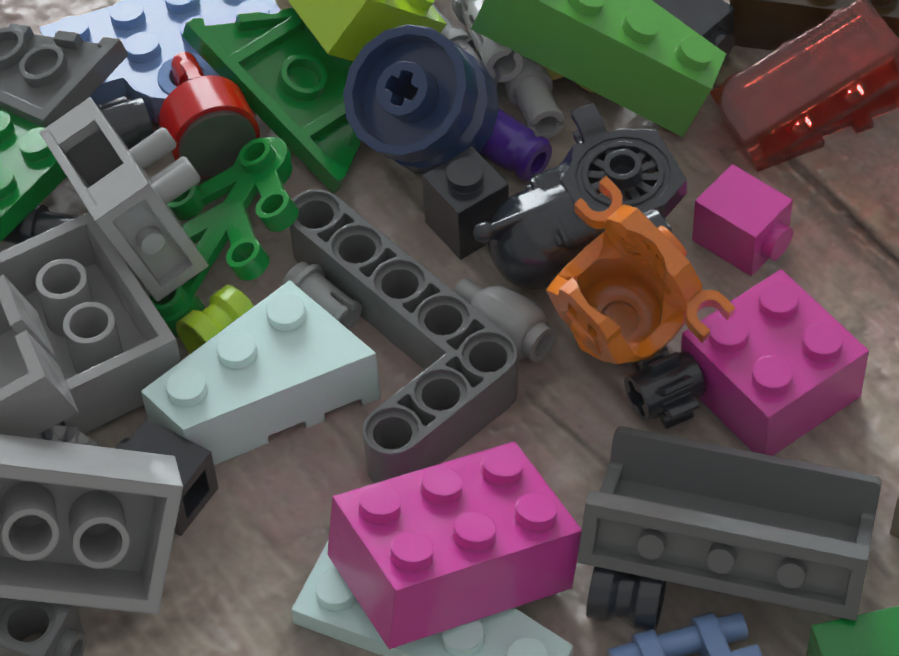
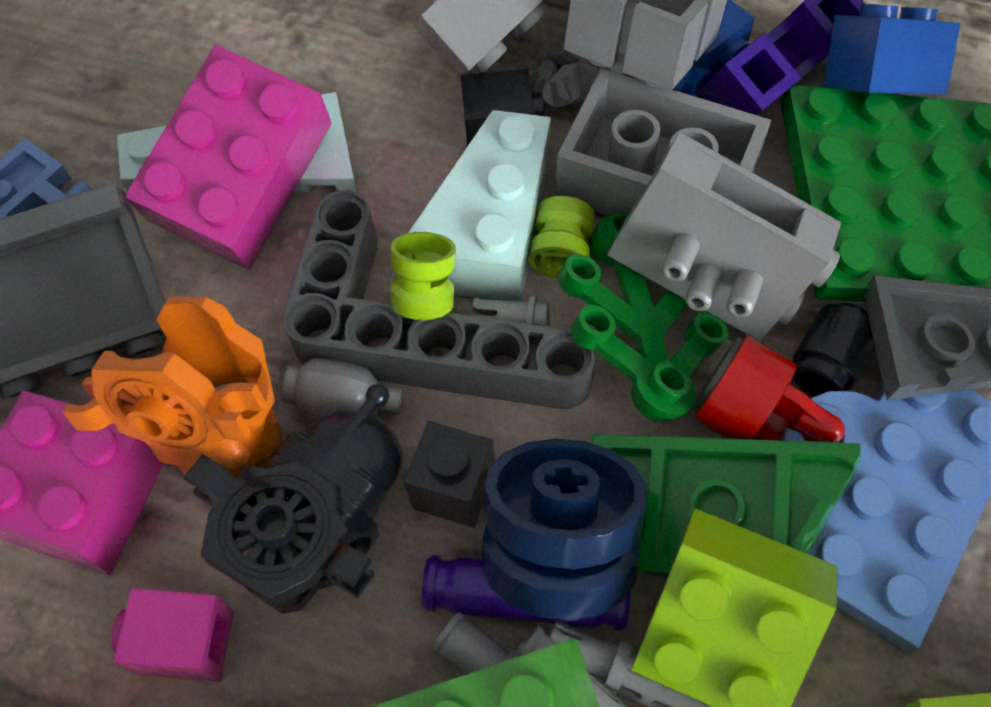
camera: 145 degrees right, 10 degrees up
(367, 294) = (422, 273): none -> lime wheel

